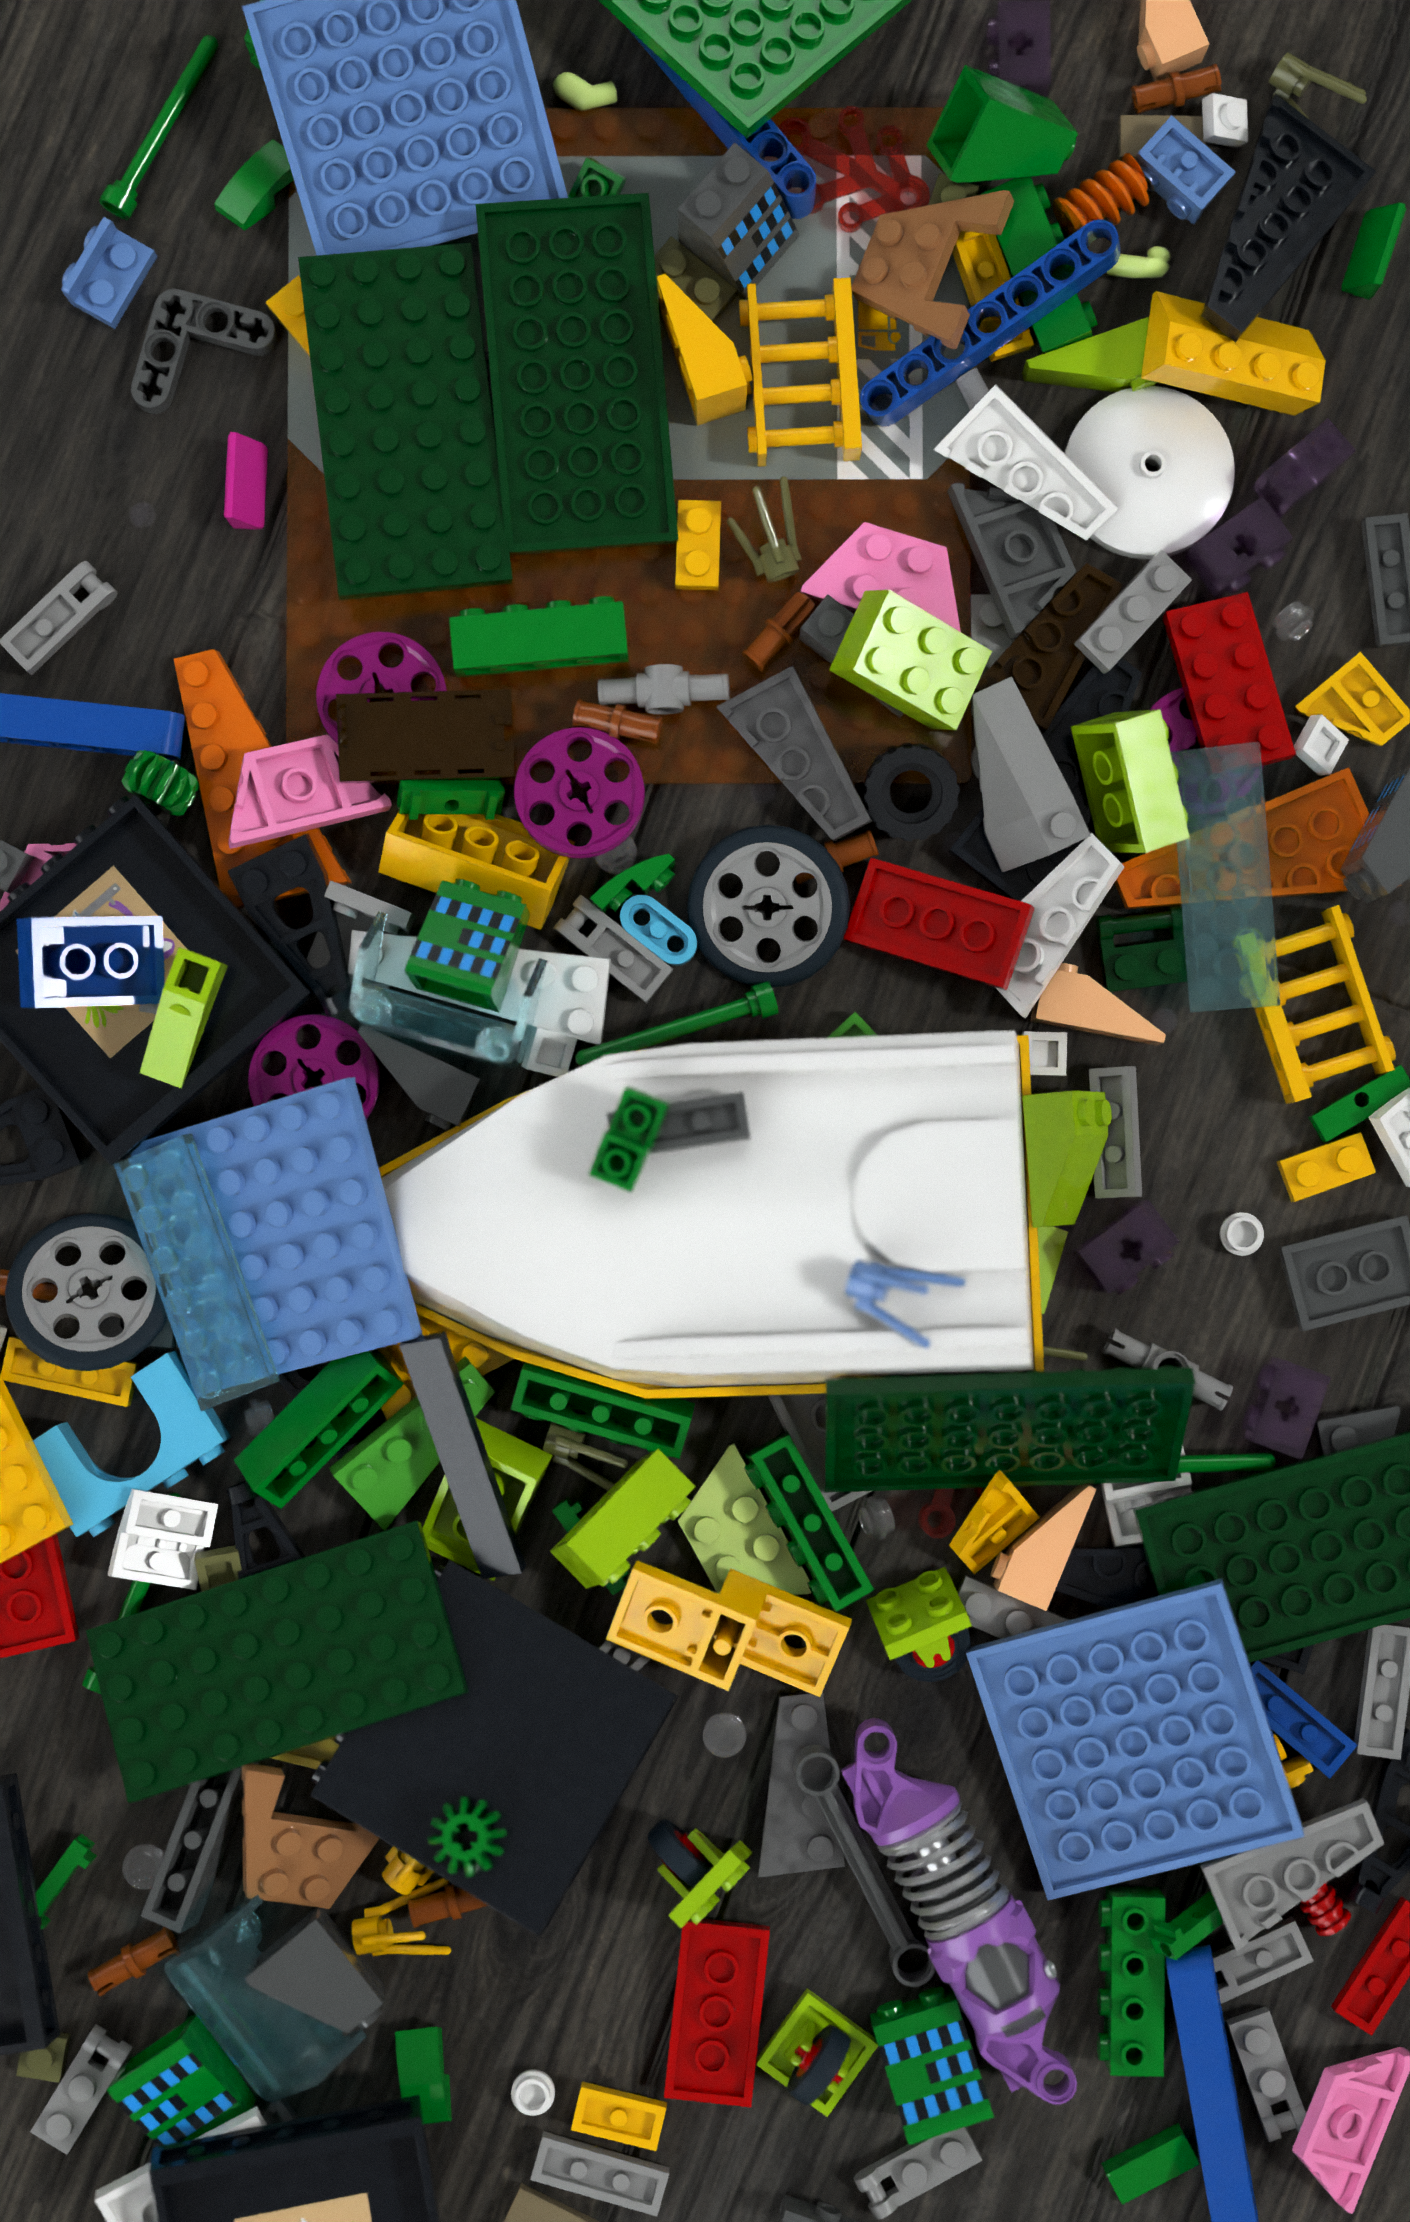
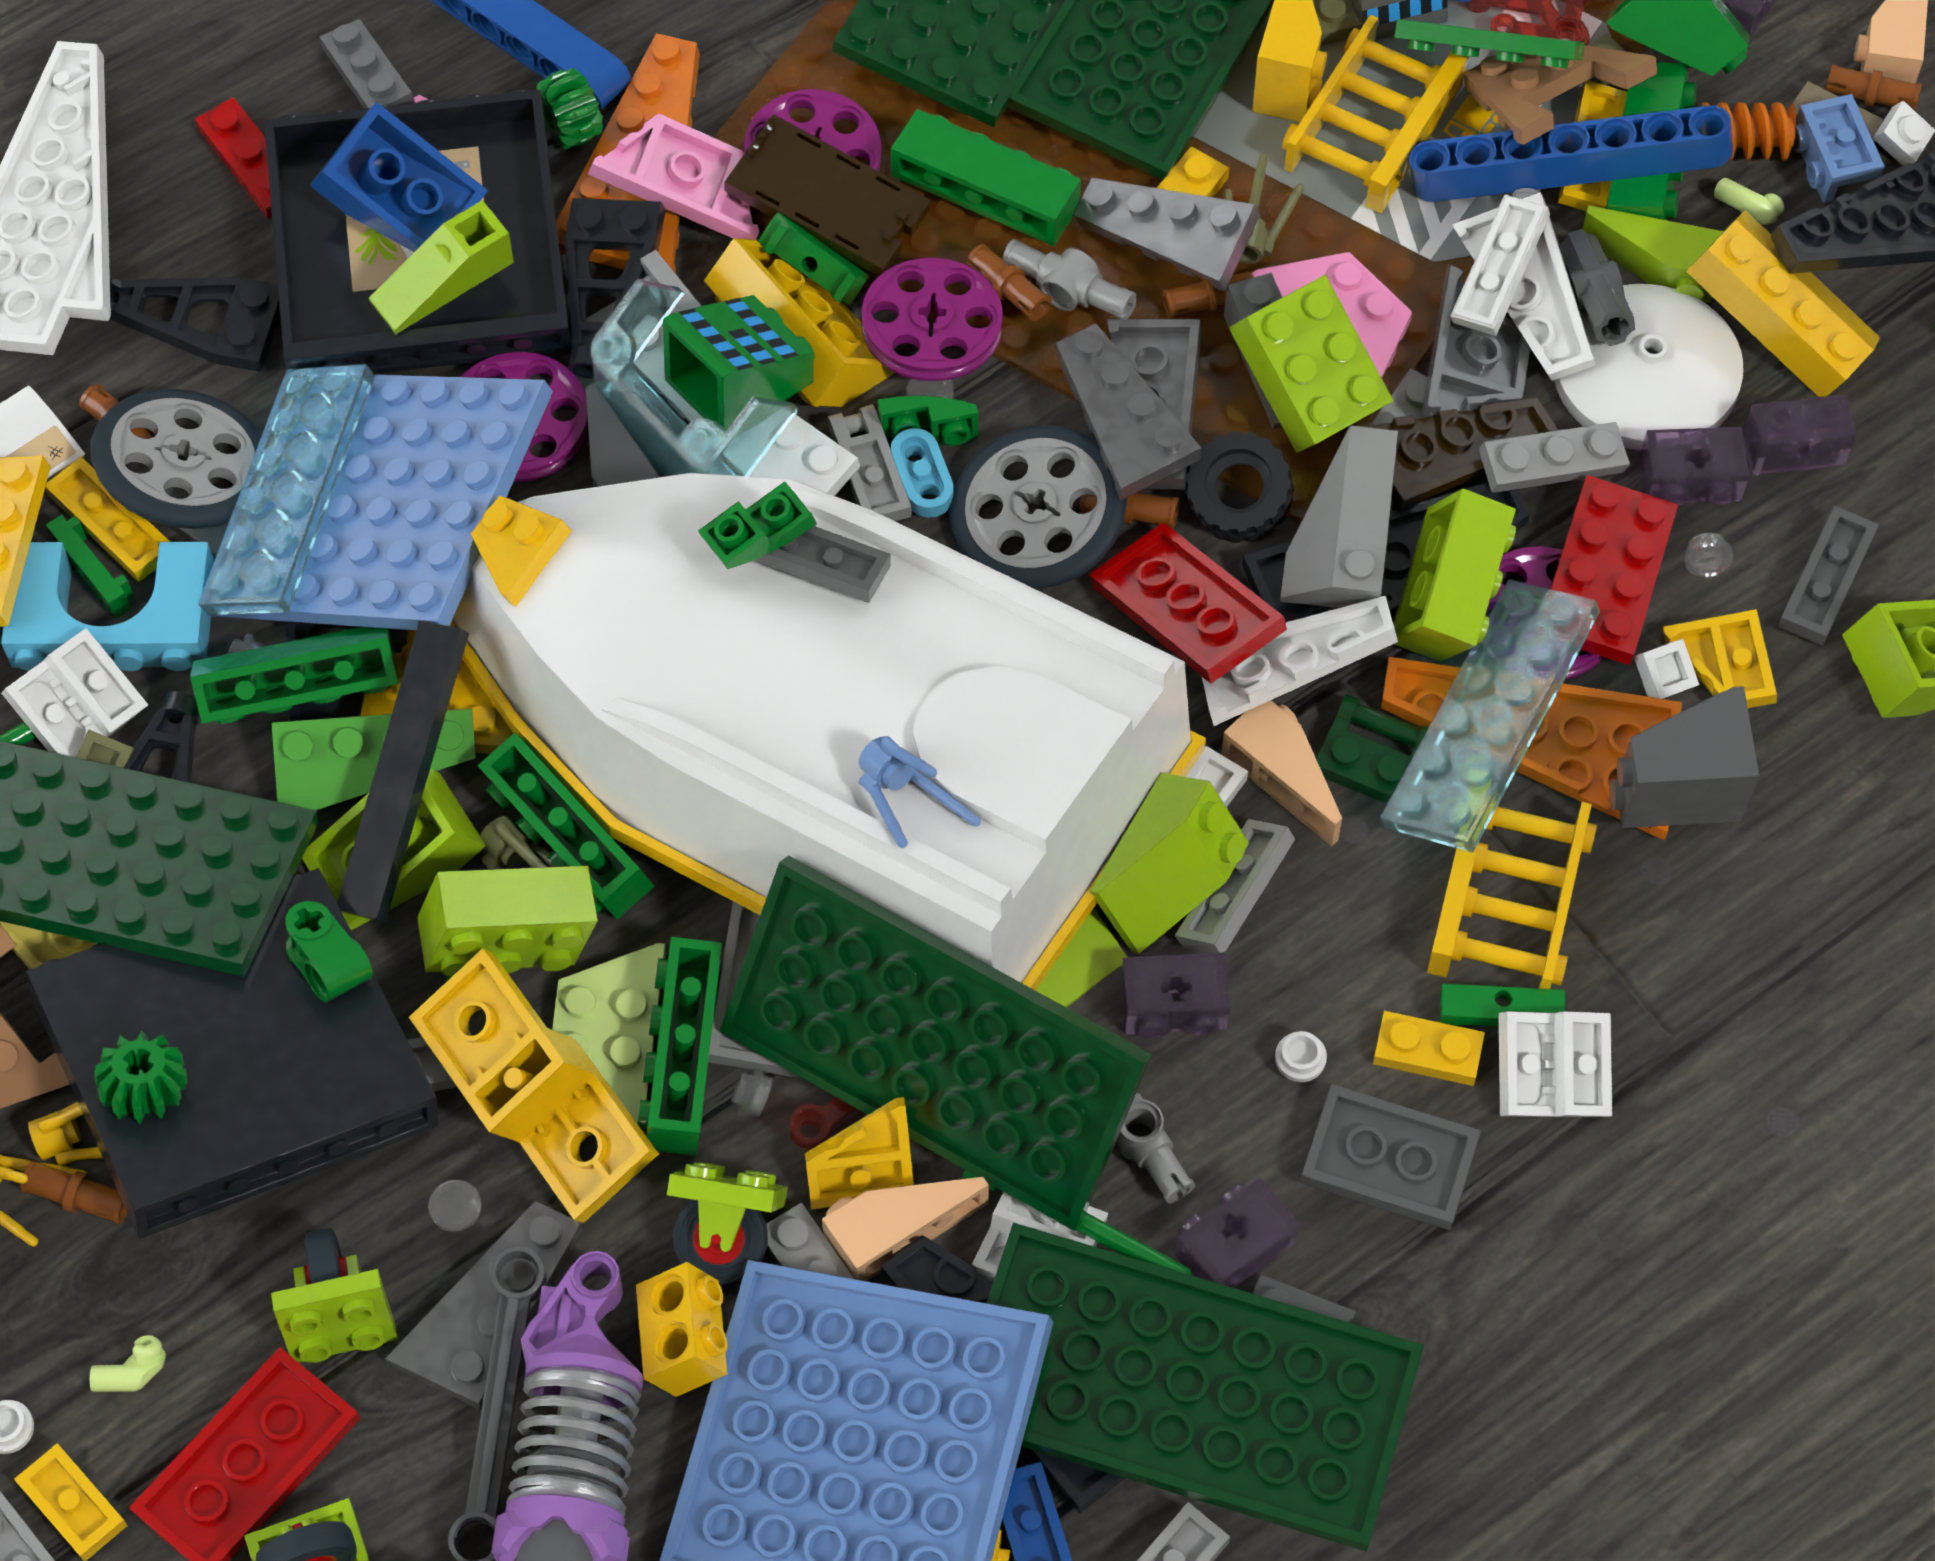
camera: 30 degrees right, 25 degrees down
(50, 1408) = (111, 592): none -> green piece
(434, 1244) = (517, 545): none -> yellow wing
(524, 1644) = (324, 951): none -> green piece
(591, 1998) = (135, 1373): none -> yellowish green arm
(726, 595) = (1185, 229): none -> flat silver wing
(796, 795) = (1130, 422): none -> flat silver wing
(865, 256) = (1508, 45): none -> green wing
(949, 1736) = (681, 1329): none -> yellow brick
(999, 469) = (1500, 265): none -> white tile
(1077, 433) = (1597, 287): none -> dark grey piece

